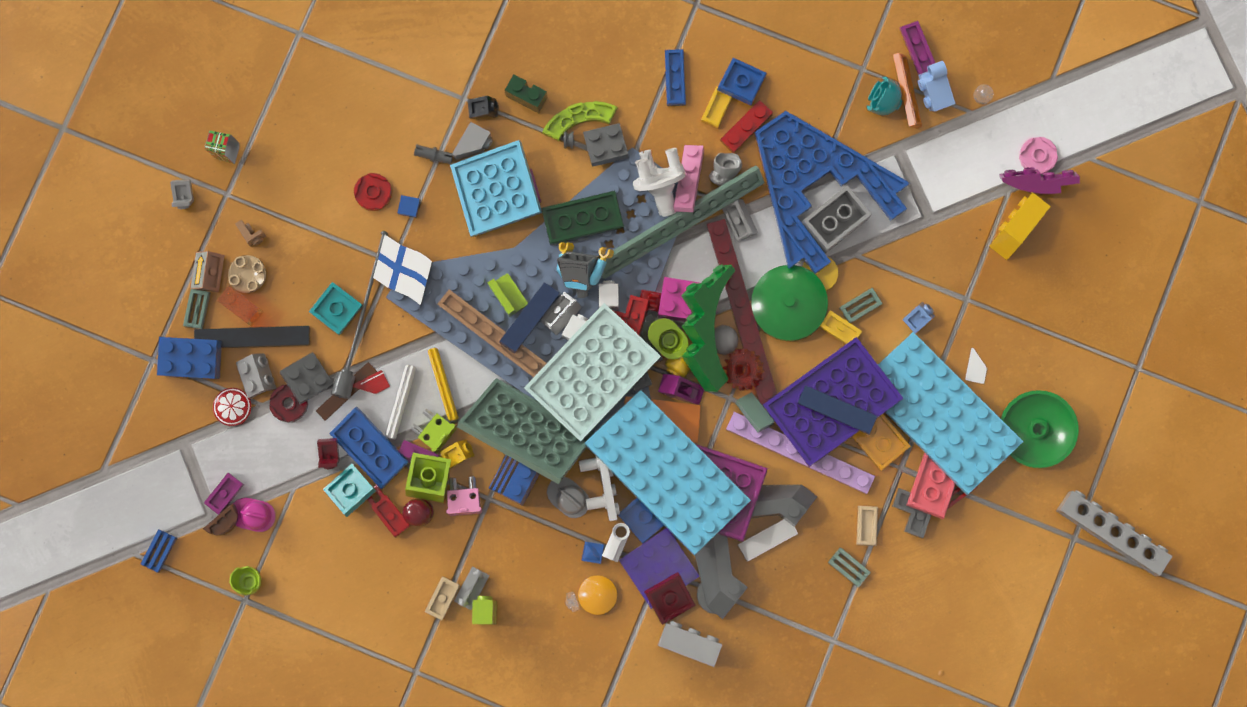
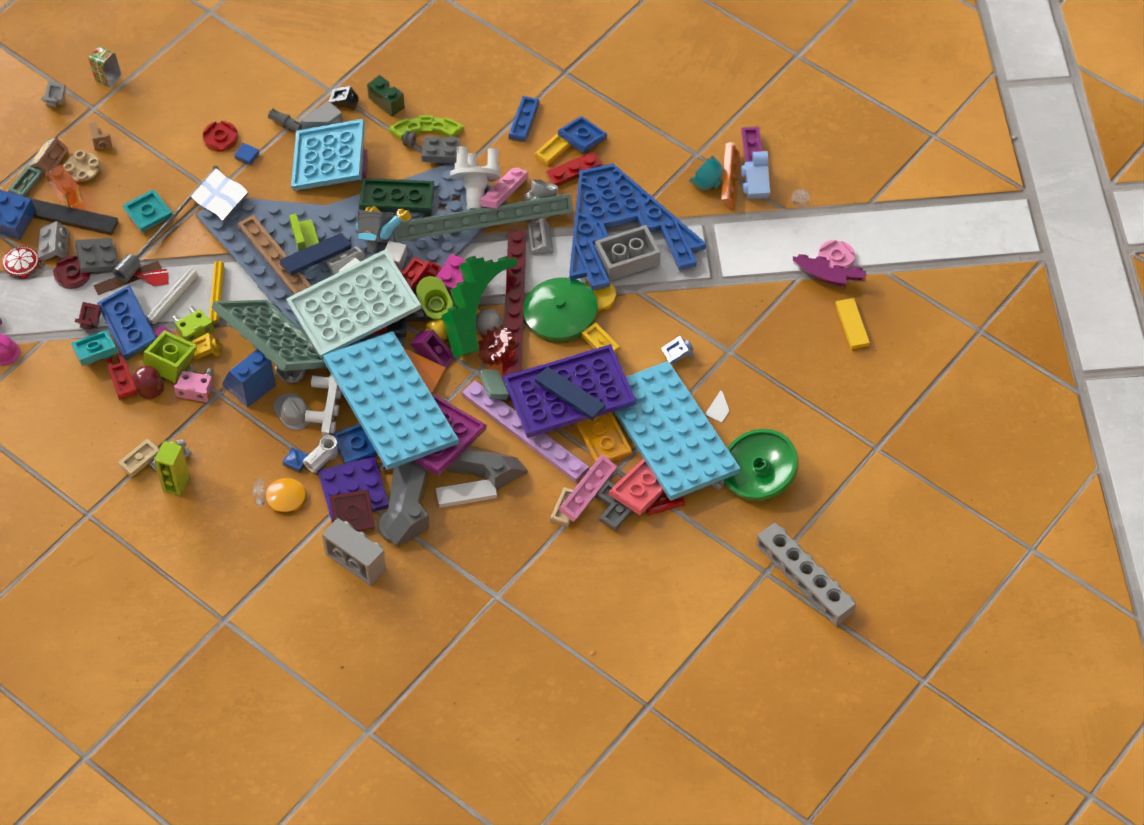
camera: 15 degrees right, 25 degrees down
(844, 573) = (527, 524): sand green tile -> none
(847, 314) = (627, 332): sand green tile -> none
(883, 503) = (587, 488): none -> bright pink plate
(1019, 226) = (797, 299): yellow wedge -> none
(1076, 232) = (852, 323): none -> yellow tile

